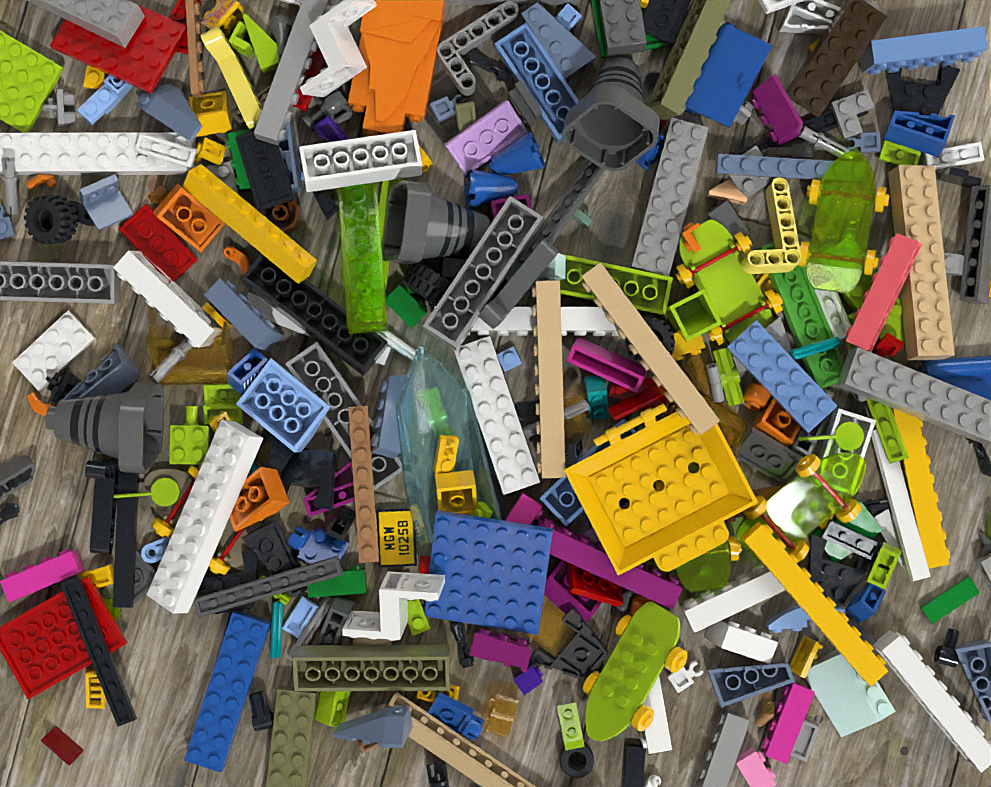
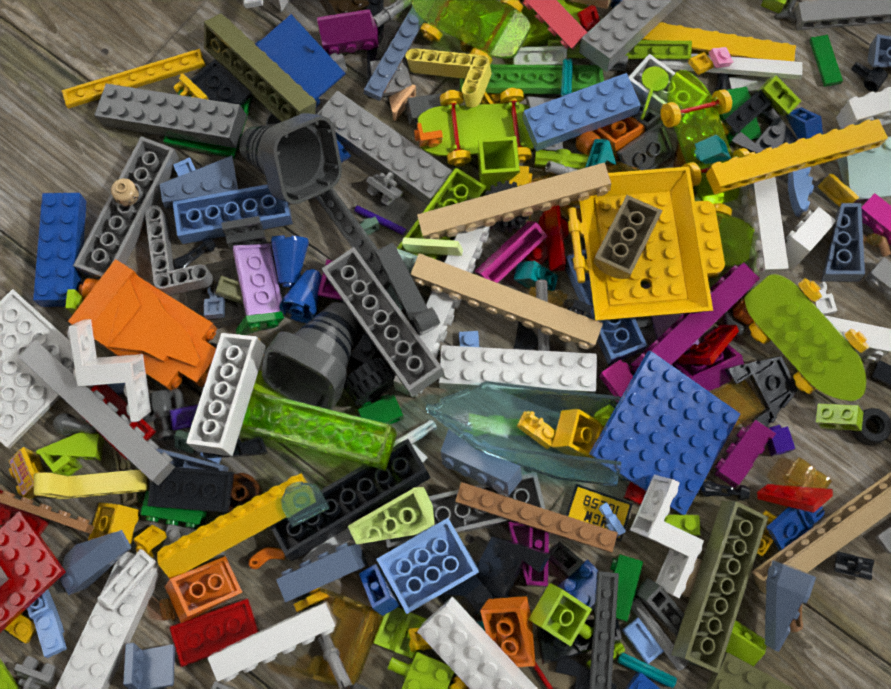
camera: 70 degrees left, 15 degrees down
(284, 538) = (561, 615): none -> lime brick
(290, 273) = (302, 502): none -> clear light blue tile
(309, 138) = (180, 441): none -> sand green plate
(315, 368) = (398, 518): none -> yellowish green wedge
(387, 555) = (611, 519): none -> light blue plate
(442, 155) = (259, 322): none -> green wing
(477, 709) = (797, 497): none -> red wing
(577, 289) = (432, 246): none -> yellowish green tile
(595, 226) = (382, 221): none -> dark purple bar
(629, 216) = (386, 185): none -> light grey hips
(656, 470) = (626, 238): none -> dark tan brick
(744, 411) = (601, 153): none -> teal slope
(789, 519) = (711, 150): none -> teal slope
(888, 475) = (701, 63): none -> yellow tile
(901, 493) = (720, 57): none -> bright pink plate

